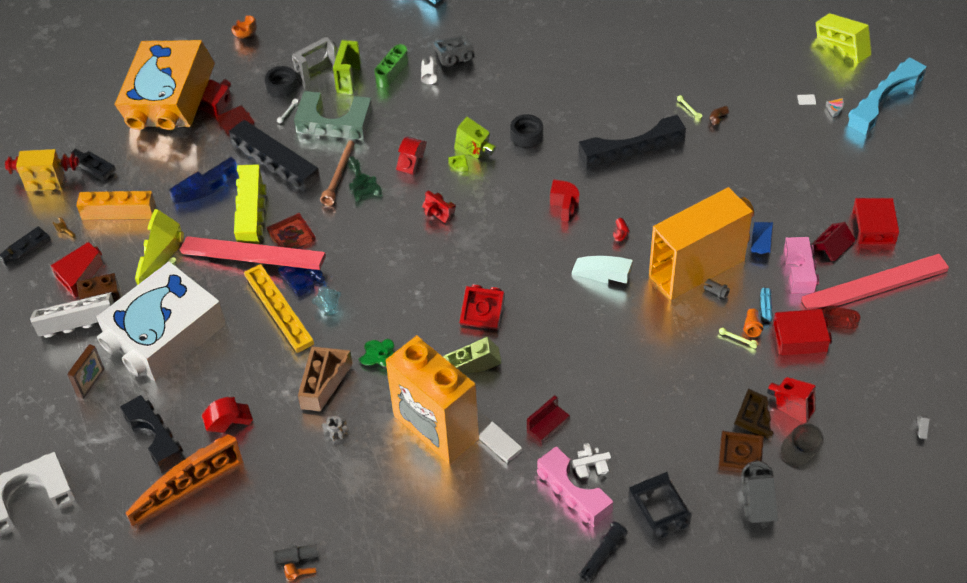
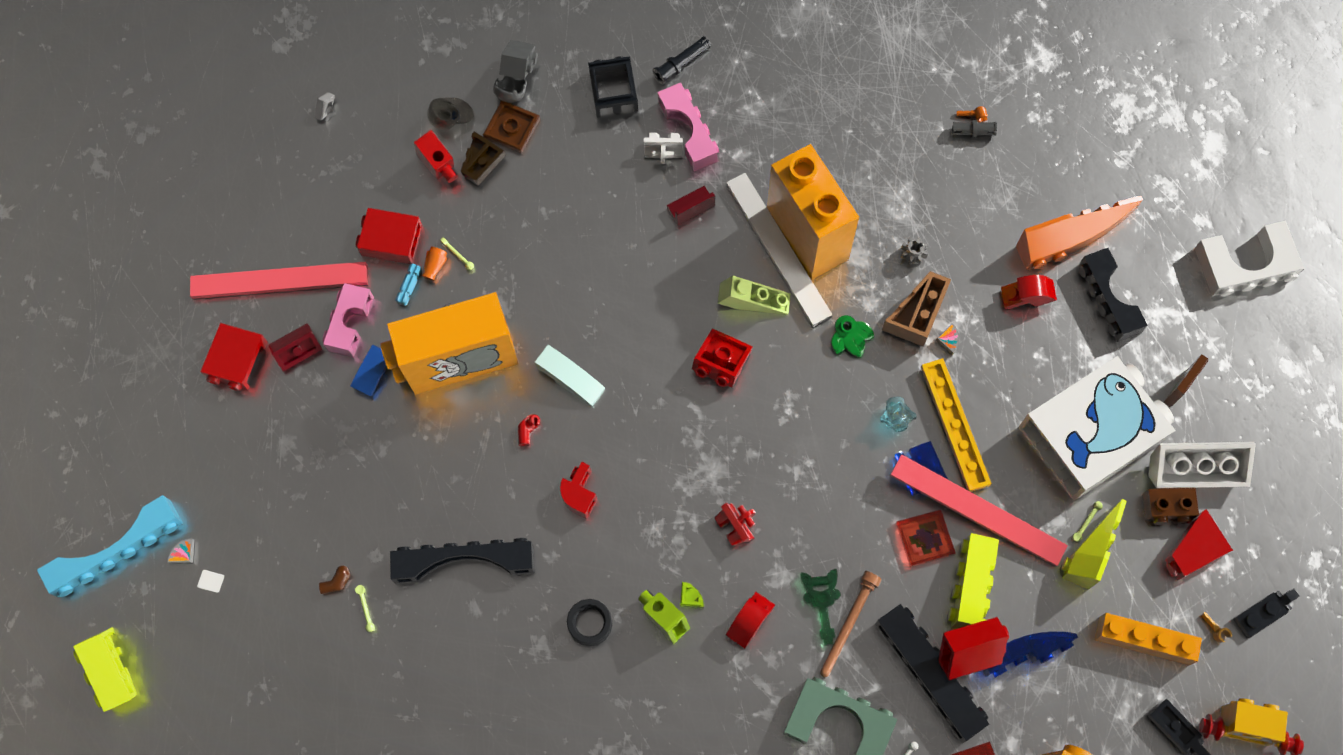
camera: 165 degrees left, 20 degrees up
(245, 152) = (973, 648): none -> red brick
(293, 370) = (949, 339): none -> tile
(841, 317) = (339, 243): clear red beam -> none

